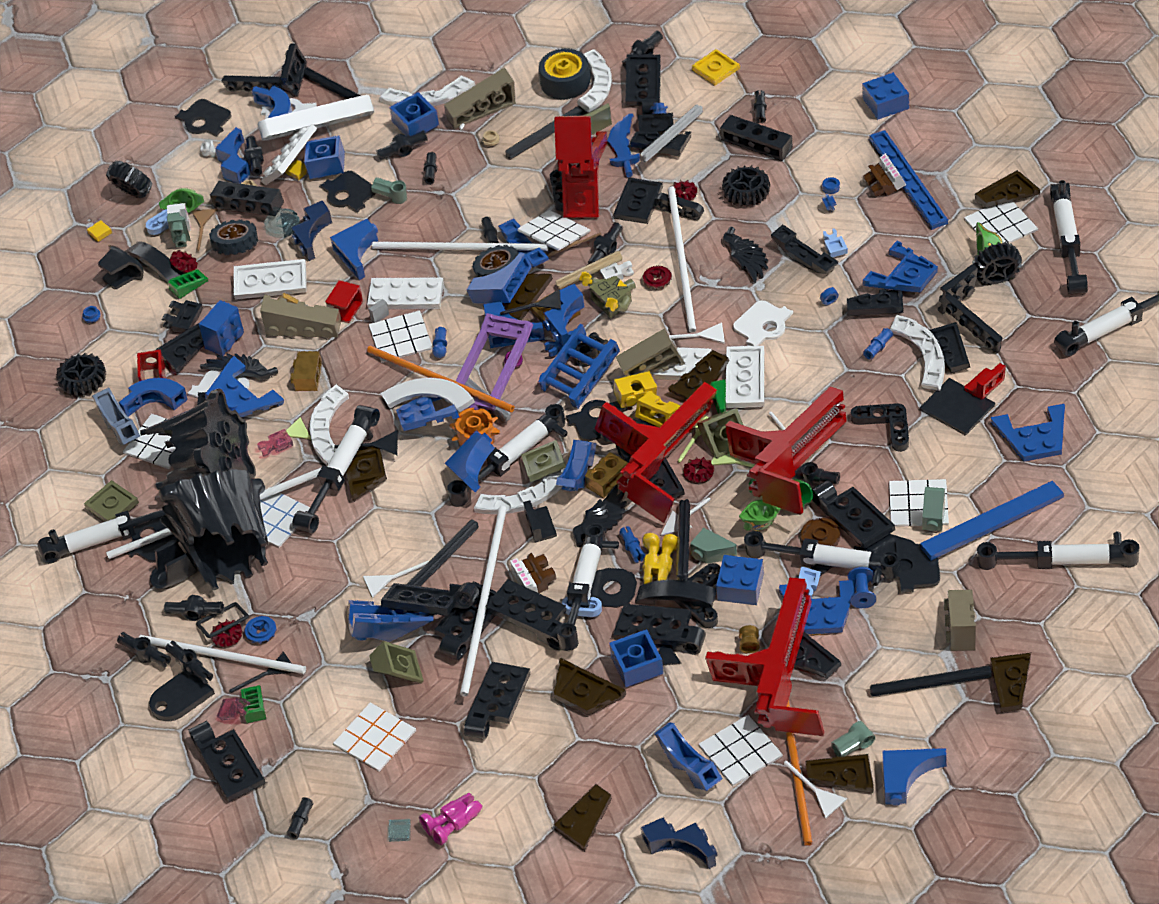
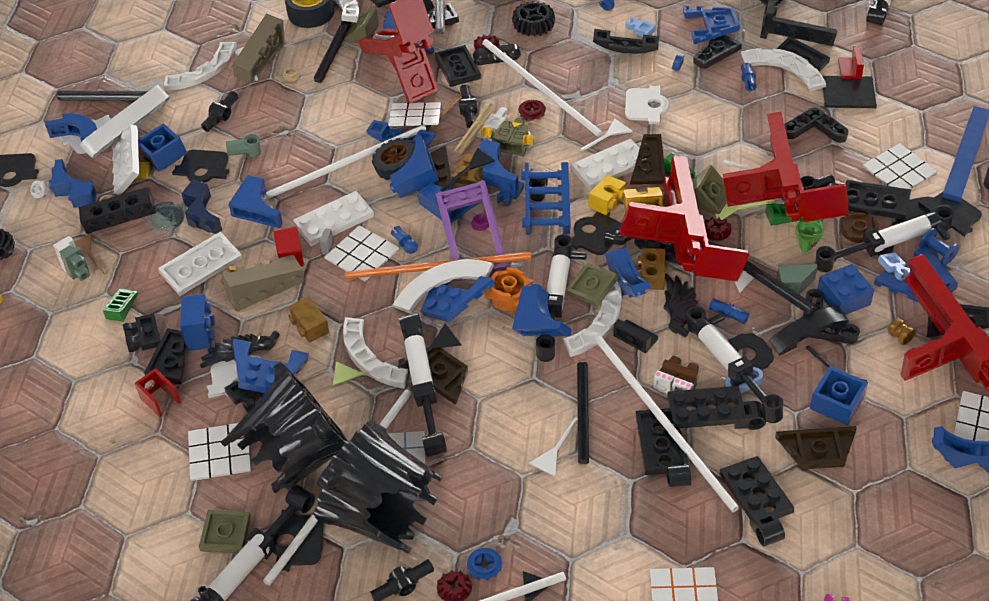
camera: 40 degrees left, 0 degrees up
(81, 374) = (86, 432): black gear -> none
(91, 314) = (46, 376): blue plate -> none
(115, 417) = (156, 451): sand blue arch -> none
(120, 267) = (43, 321): black piece -> none
(153, 390) = (177, 407): blue arch -> none
(154, 259) = (70, 298): black slope -> none
(157, 223) = (47, 267): light blue plate -> none
(171, 566) = (342, 546): black piece -> none
(180, 196) = (52, 236): bright green hat -> none
(183, 261) = (101, 287): dark red gear -> none
(233, 237) = (134, 246): black wheel -> none
(246, 616) = (435, 597): black piece -> none
(254, 155) = (90, 174): black pin -> none
(278, 441) = (338, 390): clear pink plate -> none
(290, 79) = (37, 122): black bracket -> none
(381, 623) = (593, 490): blue wedge -> none
(396, 662) = (640, 519): olive slope -> none
(414, 115) = (211, 83): blue brick -> none
(429, 600) = (622, 446): black hinge -> none
(430, 168) = (261, 117): black pin -> none
(489, 231) = (361, 139): black pin -> none
(556, 185) = (379, 79): black beam -> none
(583, 817) = (936, 555): dark brown wing -> none
(650, 355) = (600, 160): dark tan wedge -> none
(660, 564) = (767, 314): yellow piece -> none
(684, 638) = (854, 359): black hinge -> none
(745, 377) = (681, 142): white plate -> none
(746, 254) = (581, 64): black animal -> none
(933, 509) = (928, 163): sand green slope -> none
(1035, 440) = (928, 87): blue wing -> none

